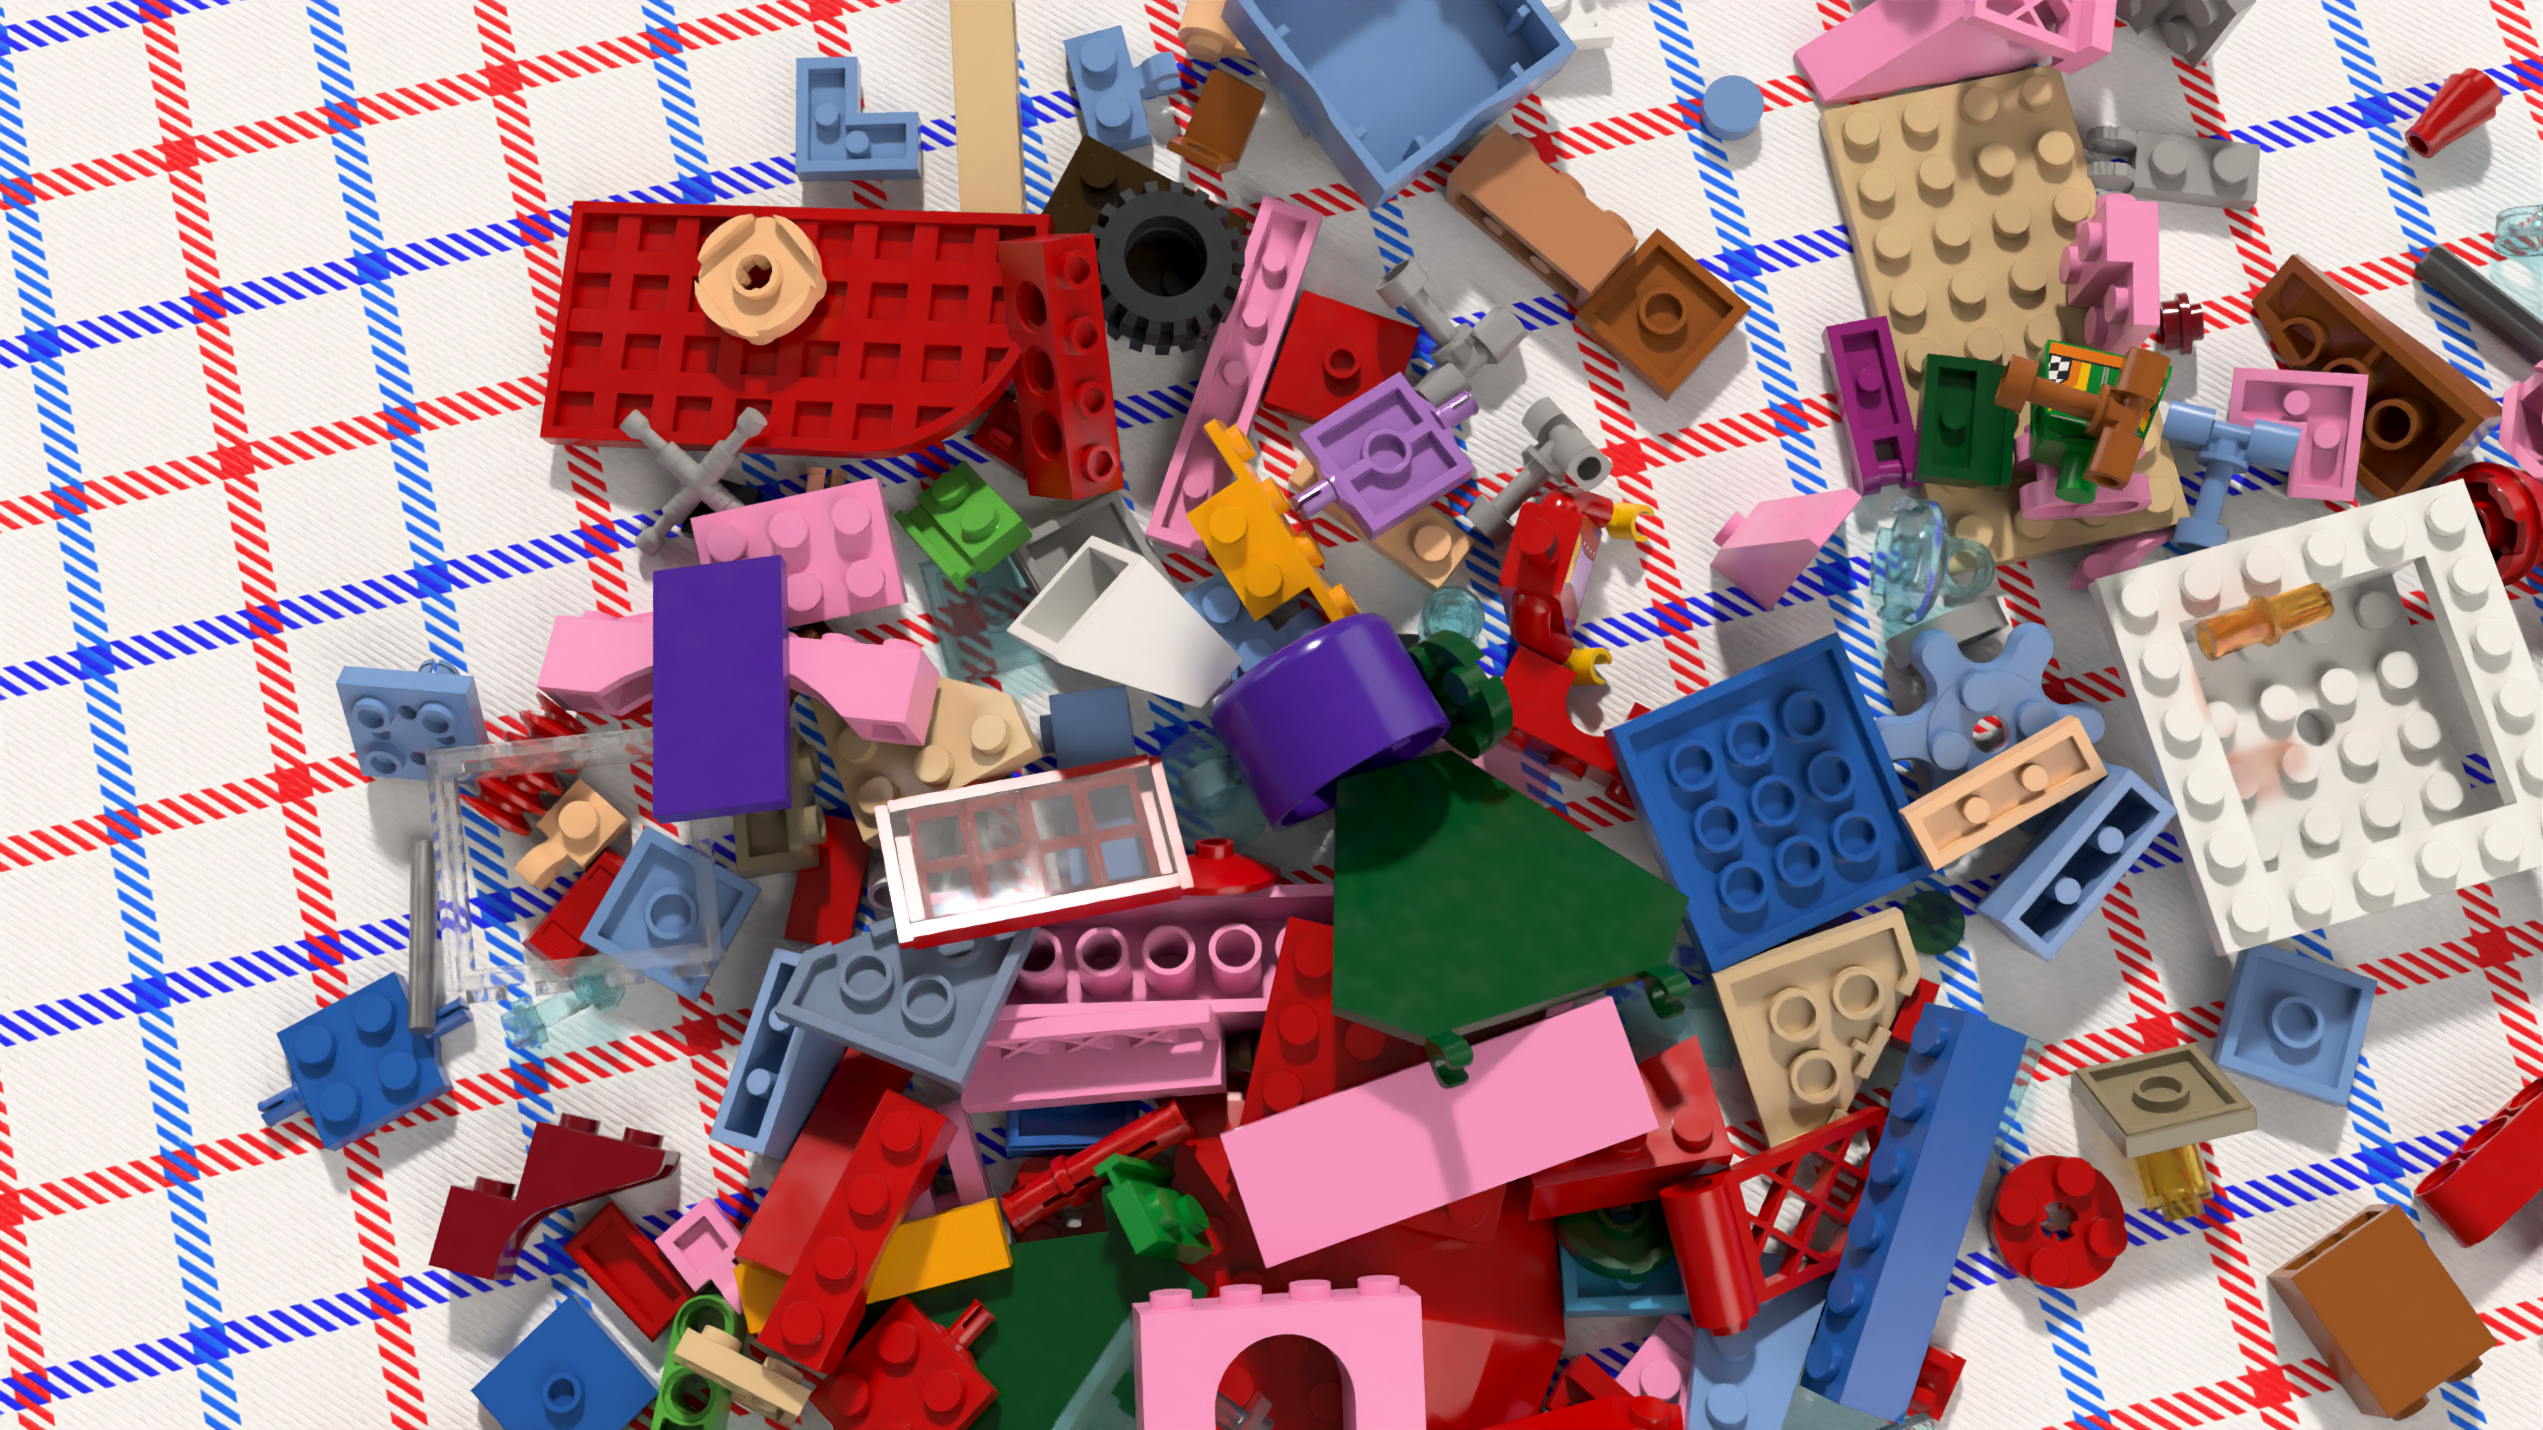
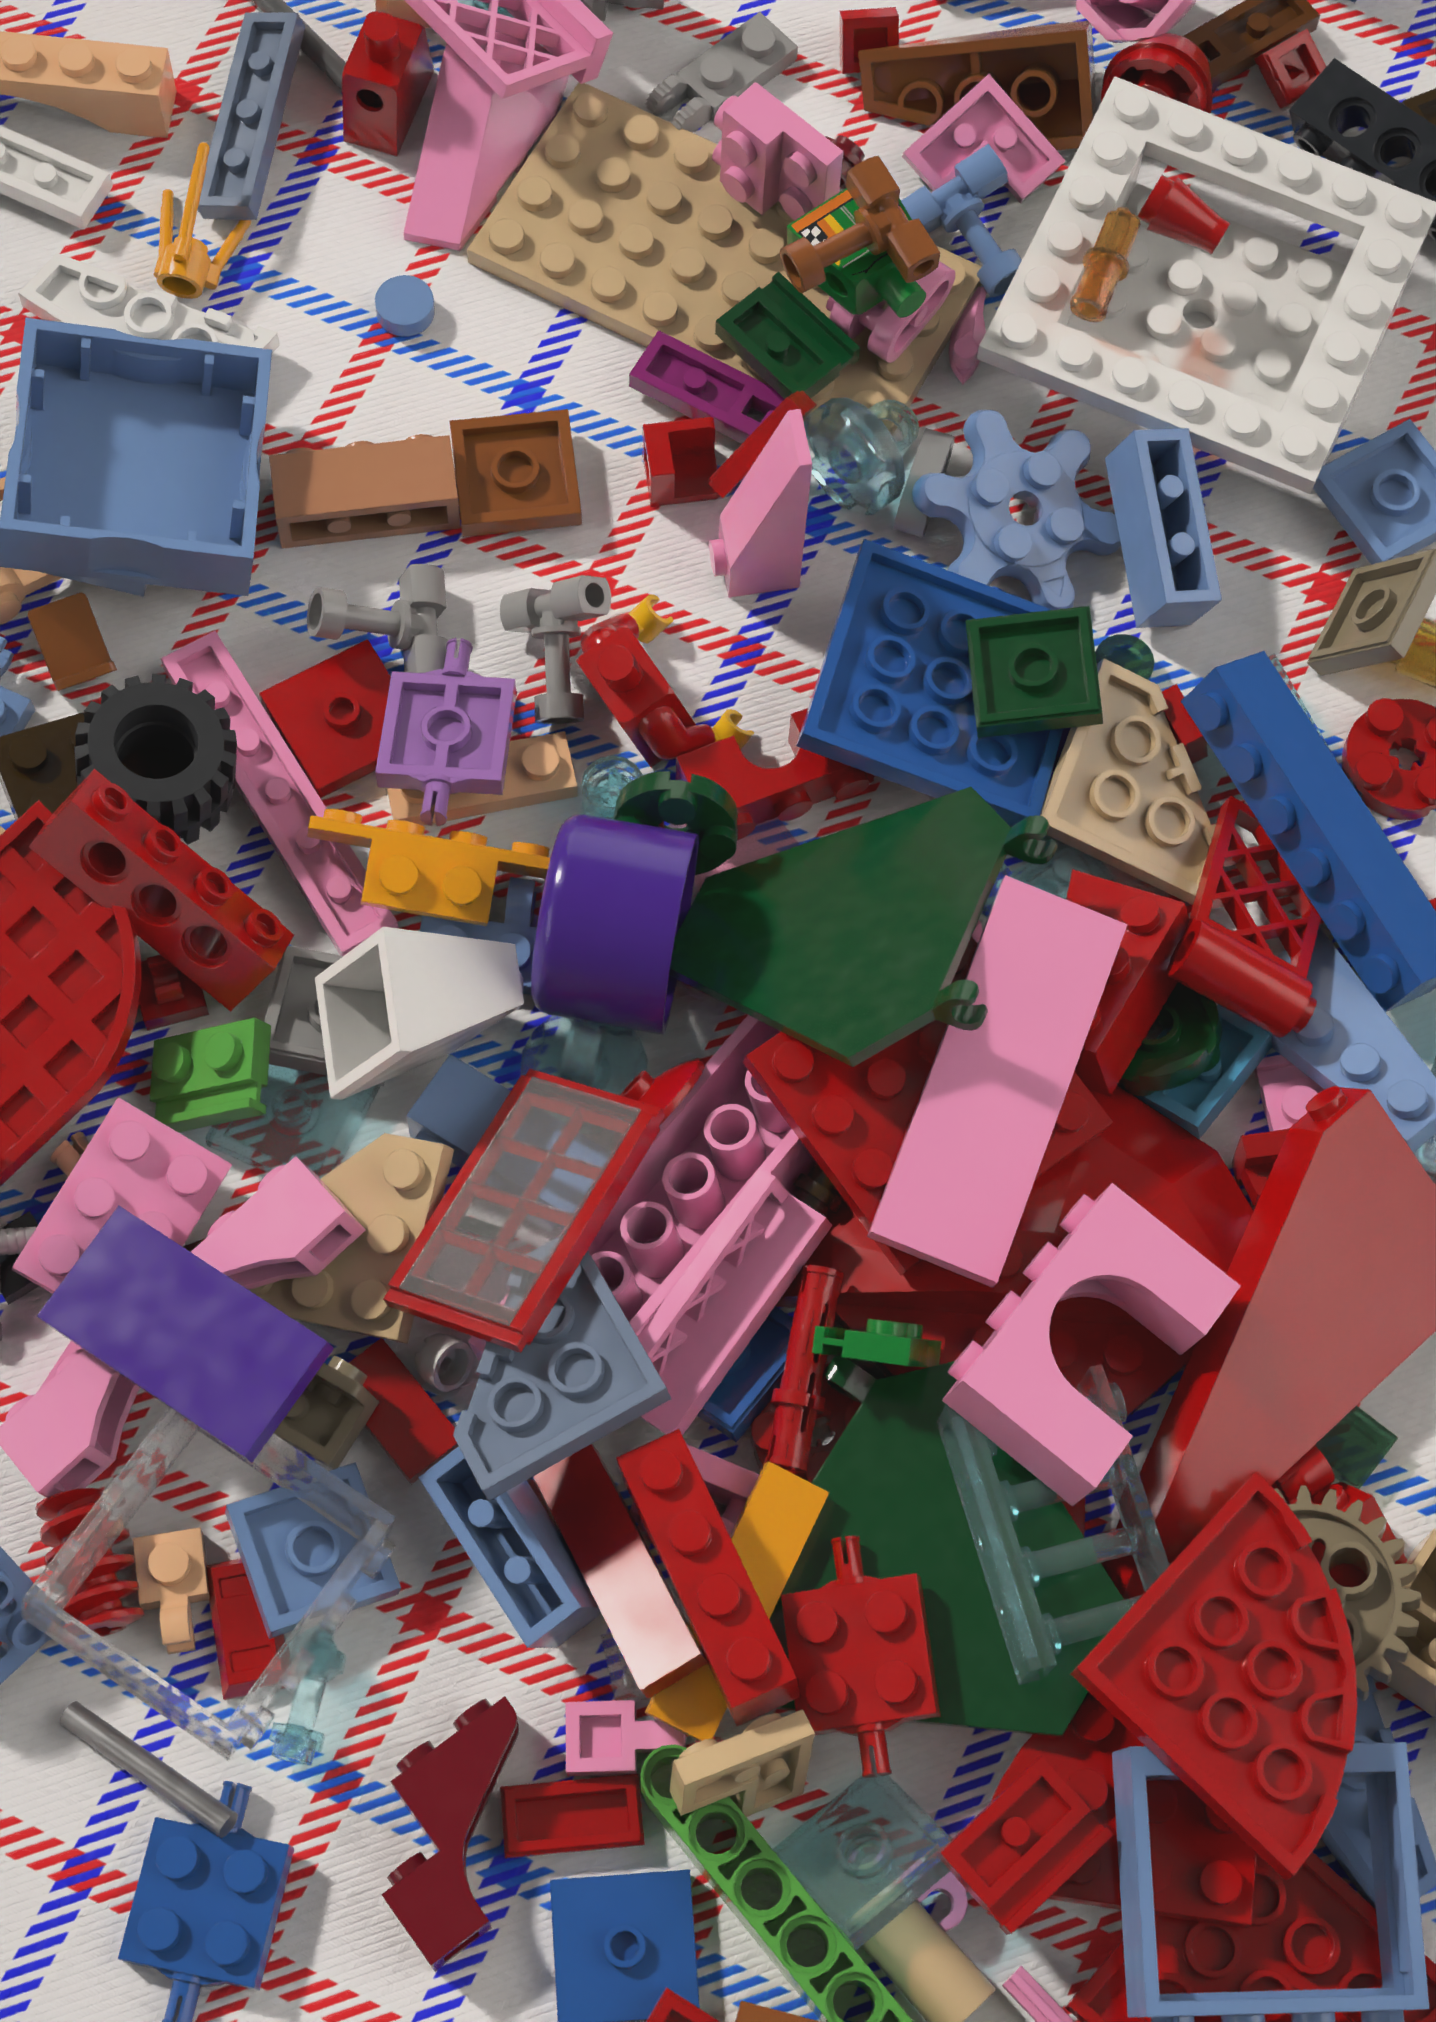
camera: 55 degrees left, 10 degrees down
(1787, 431) = (679, 460): none -> red panel
(1838, 864) = (1034, 672): none -> dark green plate
(1861, 480) = (734, 469): none -> red tile
(2003, 792) = (1075, 526): light nougat plate -> none
(2320, 243) = (866, 30): none -> red tile
(2371, 646) = (1182, 215): none -> red cone

